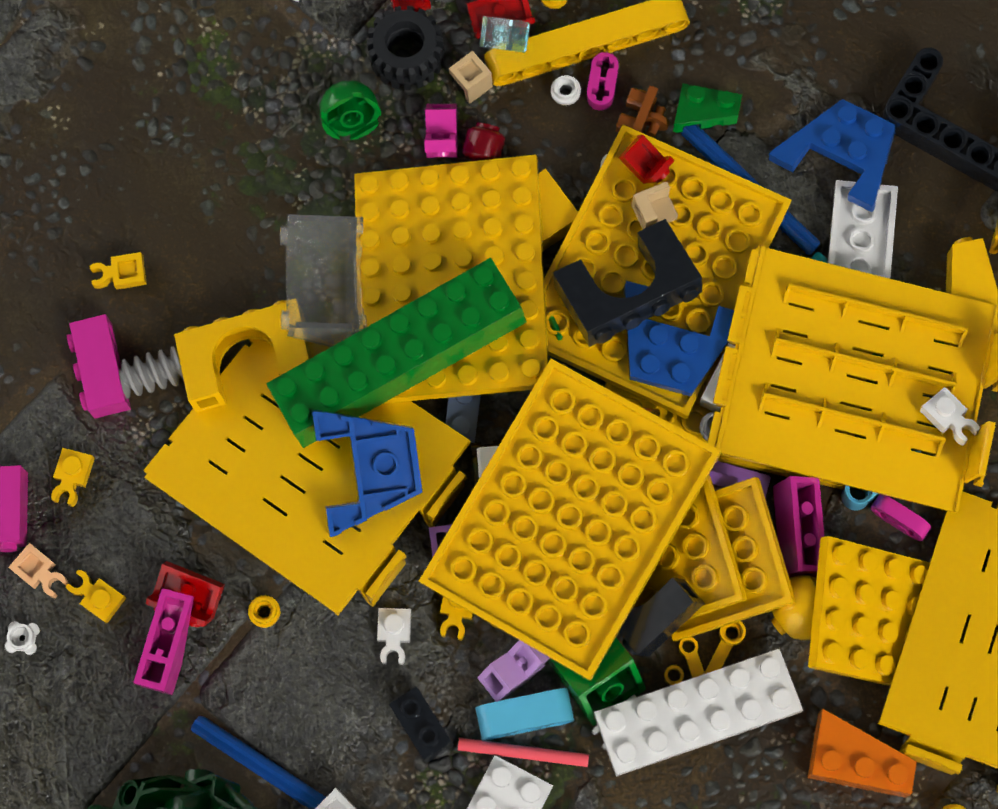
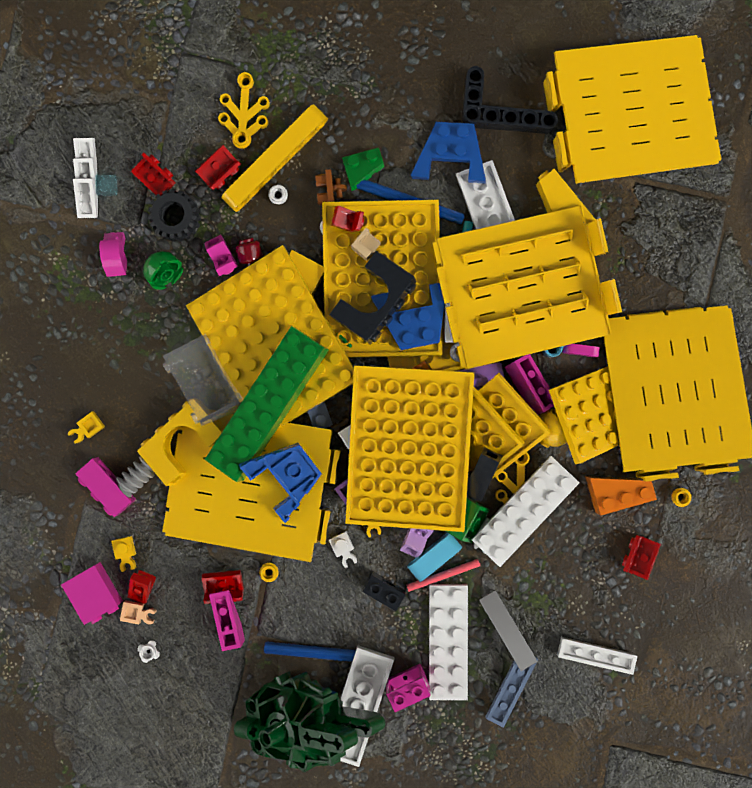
camera: 30 degrees left, 15 degrees up
(66, 534) = (140, 586): none -> red slope
(99, 598) = (177, 610): yellow plate -> none
(292, 57) = (113, 255): none -> dark pink brick
(472, 76) = (221, 214): tan panel -> none
(504, 34) = (227, 181): clear light blue bracket -> none
(609, 81) = (291, 179): dark pink beam -> none
(947, 412) = (582, 283): white plate -> none

